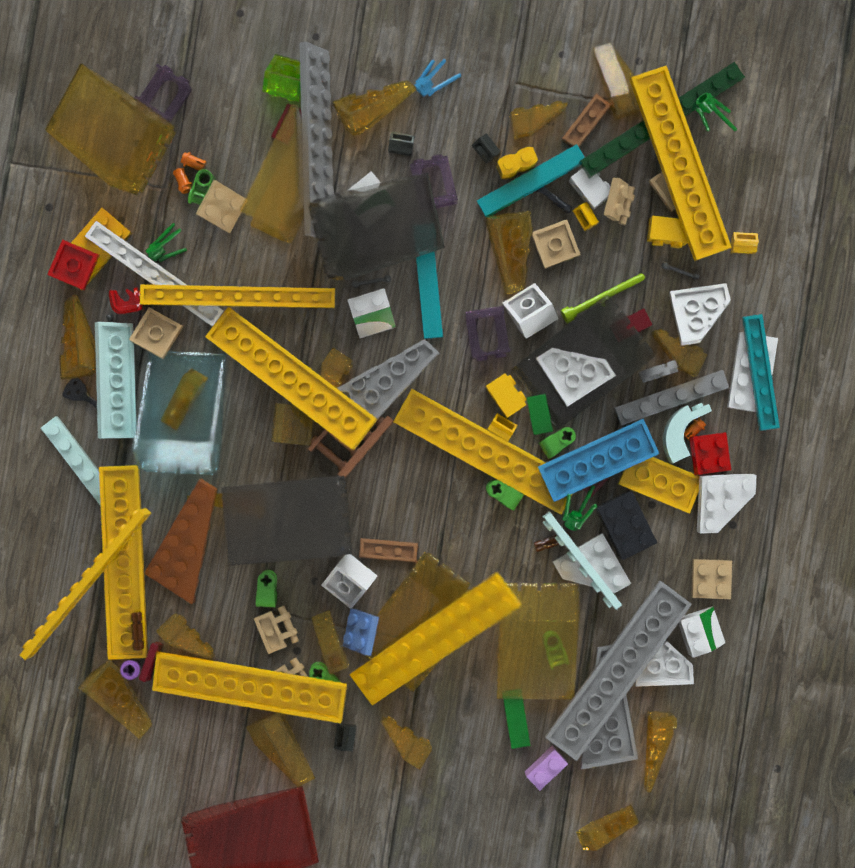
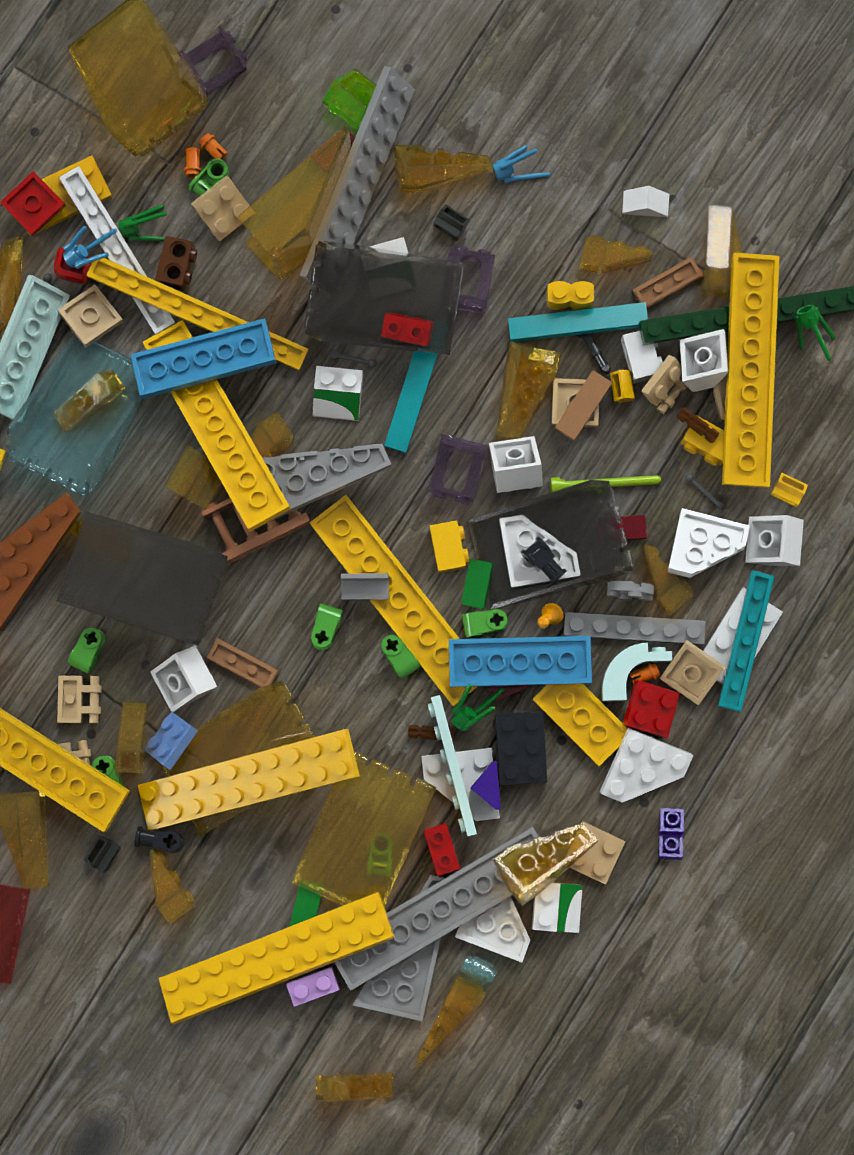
camera: 35 degrees right, 5 degrees down
(124, 291) = (76, 254): none -> dark azure plant
(199, 266) = (170, 263): none -> reddish brown brick
(258, 330) = (203, 358): none -> dark azure plate
(382, 708) = (158, 839): none -> black connector
(405, 241) = (407, 329): none -> red brick
(439, 491) = (326, 623): none -> bright green piece
(457, 453) = (365, 586): none -> light grey panel
(486, 148) = (543, 266): pearl dark grey piece -> none
(502, 427) = (429, 580): yellow piece -> none
(510, 760) = (276, 958): none -> yellow plate
(543, 65) = (645, 202): none -> white slope
(563, 244) = (583, 405): none -> medium nougat tile
(584, 376) = (543, 560): none -> black connector
(598, 625) = (441, 849): none -> red brick
(605, 414) = (551, 614): none -> light orange piece
(614, 564) = (488, 786): none -> dark purple slope
(642, 170) = (704, 360): none -> white slope
(658, 223) = (697, 425): none -> reddish brown axle
(663, 703) = (478, 970): none -> clear light blue brick
(676, 608) = (536, 864): none -> clear yellow wedge
(730, 413) = (692, 672): none -> tan plate
(750, 286) = (774, 540): none -> white slope
(762, 540) = (671, 834): none -> dark purple slope

